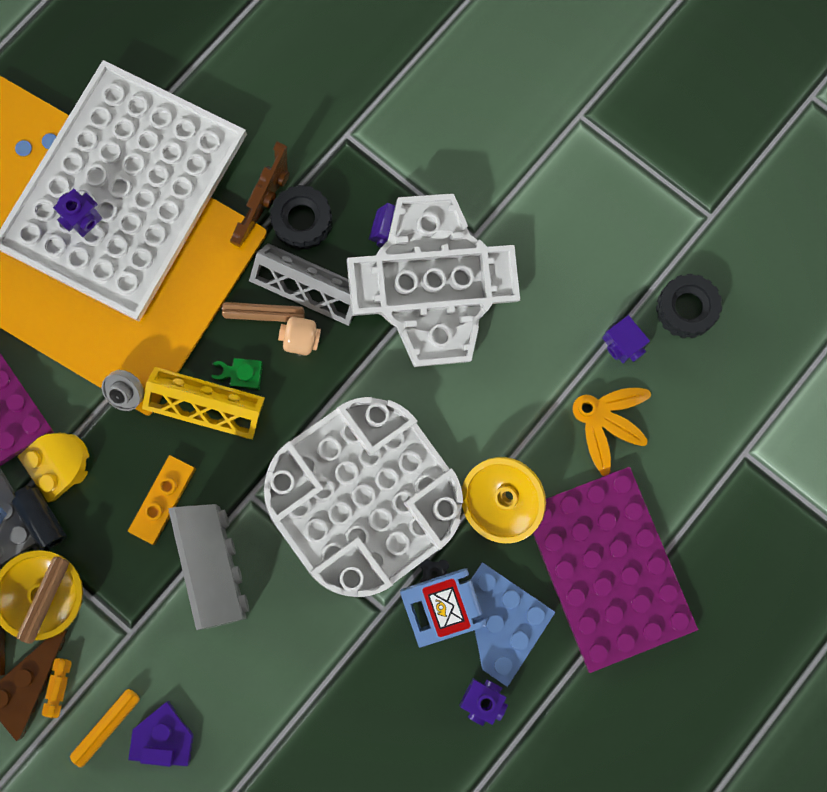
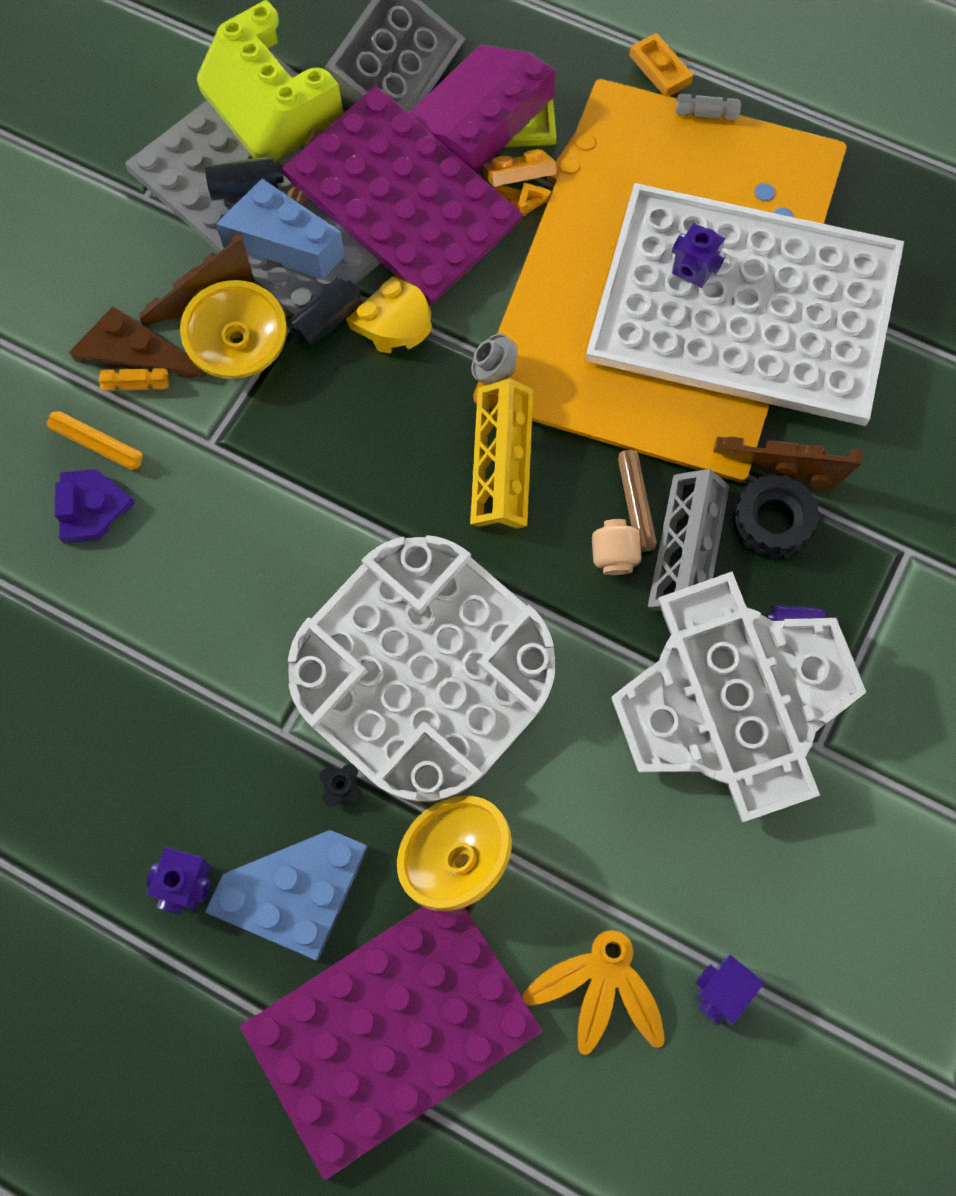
camera: 80 degrees right, 10 degrees down
(42, 600) = (227, 332): medium nougat axle -> none
(163, 495) = (373, 439): light orange plate -> none
(208, 565) = (296, 496): light grey slope -> none
(243, 373) = (551, 494): green plate -> none
(446, 605) = (297, 806): container -> none
(704, 291) = (840, 1075): black tyre -> none

